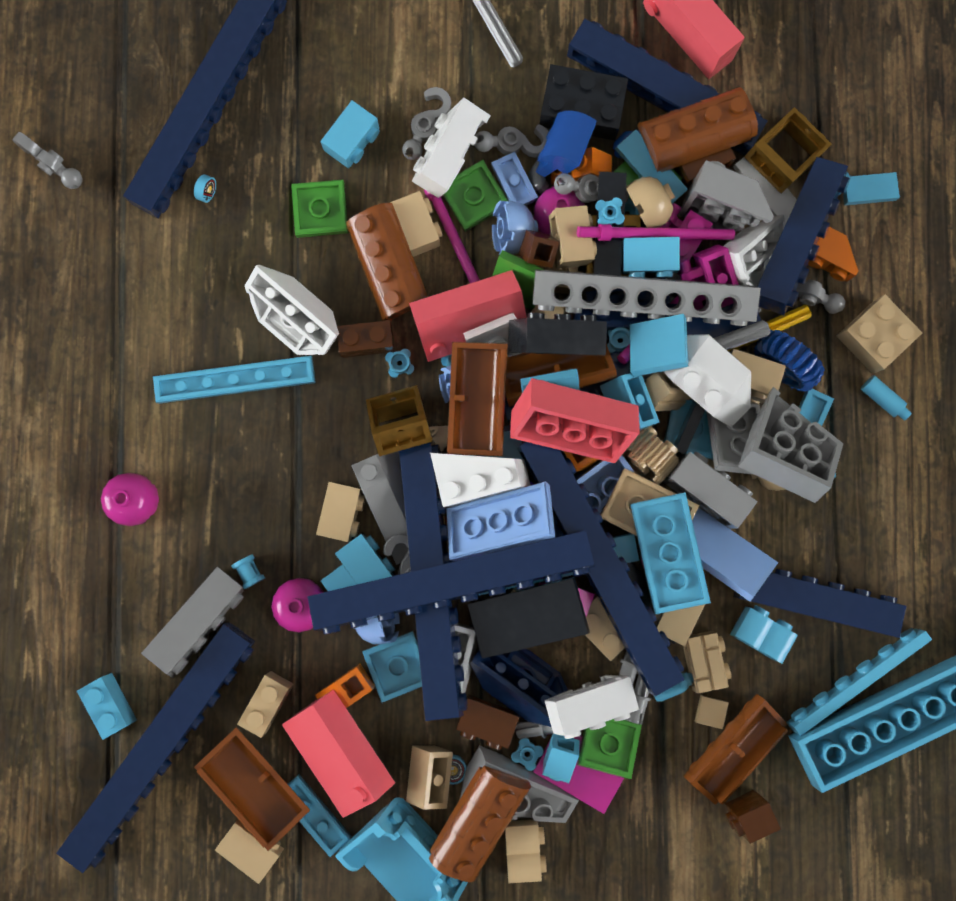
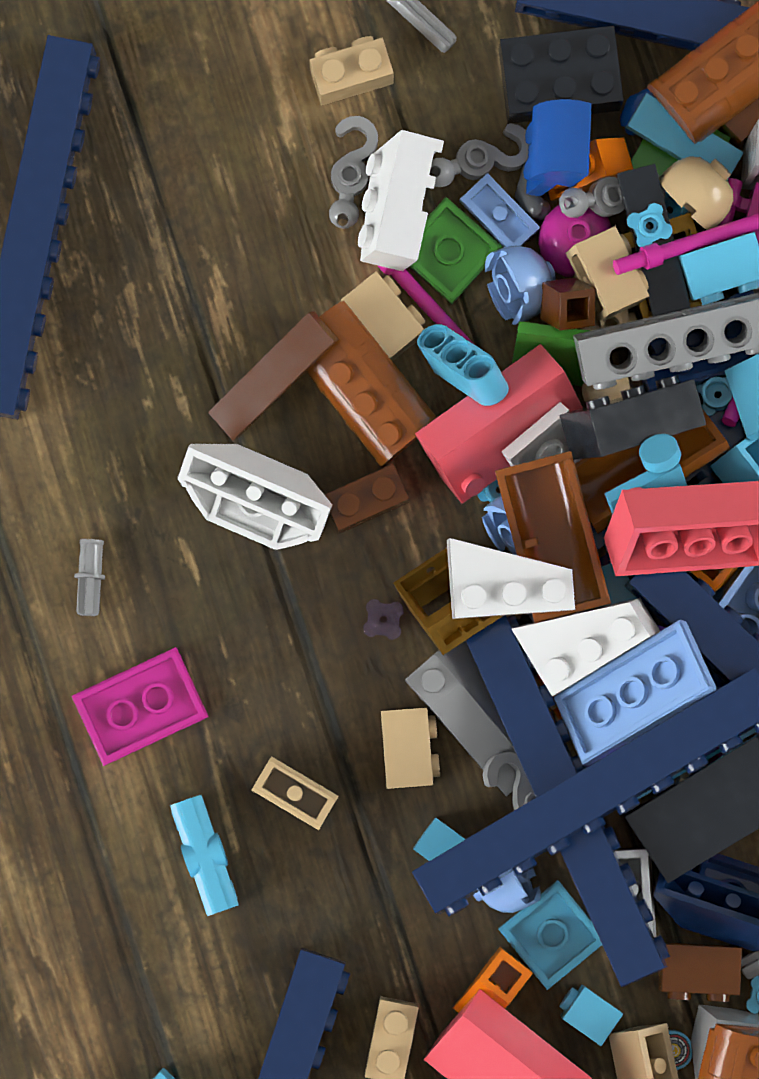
camera: 15 degrees left, 0 degrees up
(129, 499) = (111, 821): dark pink cylinder -> none
(168, 334) = (89, 577): none -> light grey axle
(174, 429) = (140, 706): none -> dark pink tile
(183, 540) = (204, 855): none -> medium azure piece
(193, 623) = (258, 960): light grey wedge -> none
(204, 188) = (73, 358): medium azure tile -> none
(234, 379) = (199, 611): medium azure tile -> none
(248, 571) = (308, 869): medium azure bush -> none
(254, 518) = (295, 793): none -> tan brick
(291, 604) = (389, 893): dark pink cylinder -> none
(319, 208) = (237, 333): bright green tile -> none
(329, 237) = (273, 375): none -> reddish brown tile
(350, 134) = (252, 220): medium azure brick -> none
(360, 420) = (375, 611): none -> clear purple plate
(364, 561) = (462, 805): medium azure brick -> none
(393, 358) = (422, 506): medium azure plate -> none
(404, 728) = (589, 1013): none -> medium azure brick
(432, 419) = (503, 583): none -> white wedge
(446, 57) = (351, 70): none -> tan brick
(456, 267) = (463, 364): none -> medium azure beam
(567, 363) = (660, 453): none -> medium azure tile

